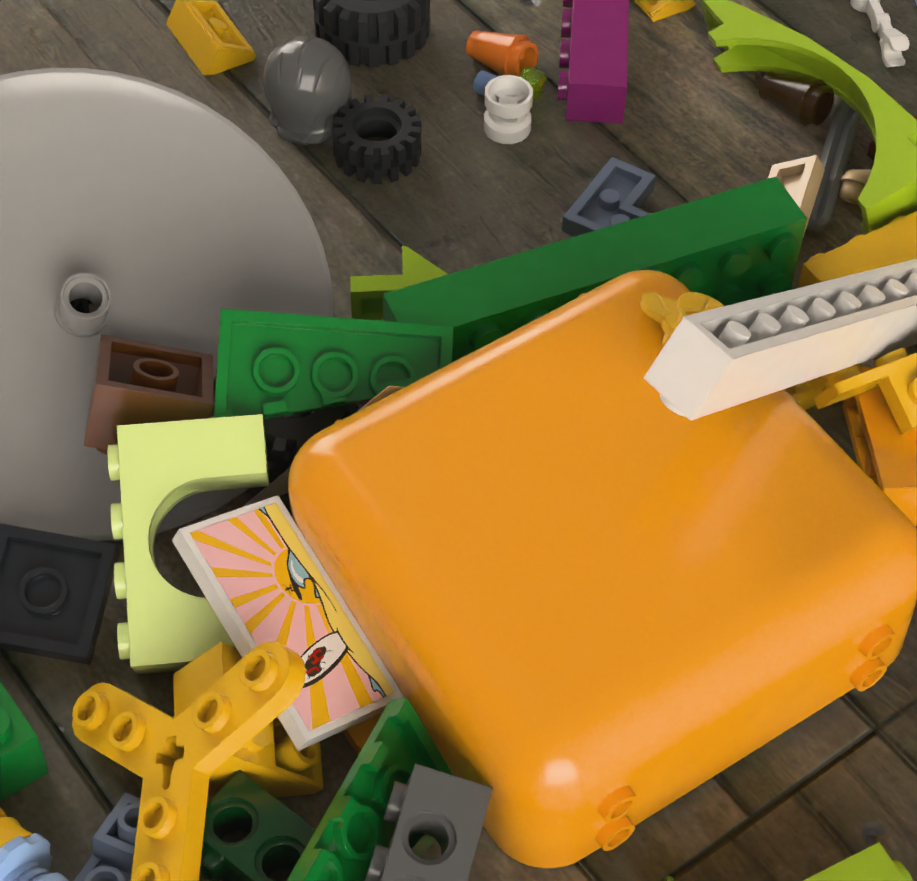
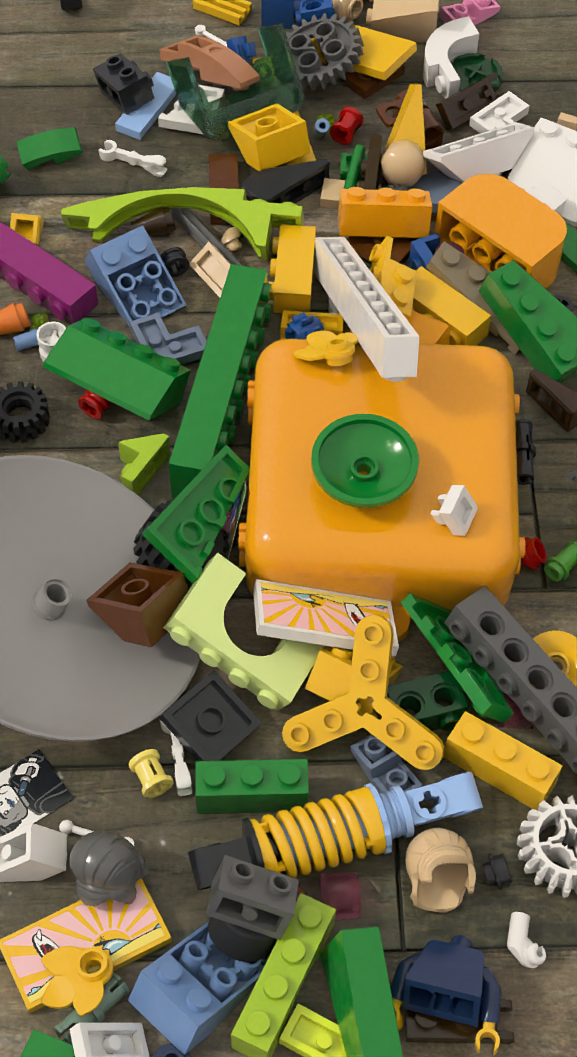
camera: 55 degrees left, 5 degrees up
(454, 197) = (93, 404): none -> red bush
(512, 174) = (118, 369): none -> green slope
(520, 439) = (366, 445): none -> green dish
(540, 640) = (456, 510): none -> white tile
(660, 846) = (534, 553): none -> red plate
(689, 121) = (134, 276): none -> medium blue slope
(764, 139) = (175, 261): none -> black bush
(813, 750) = (525, 451): none -> black pin

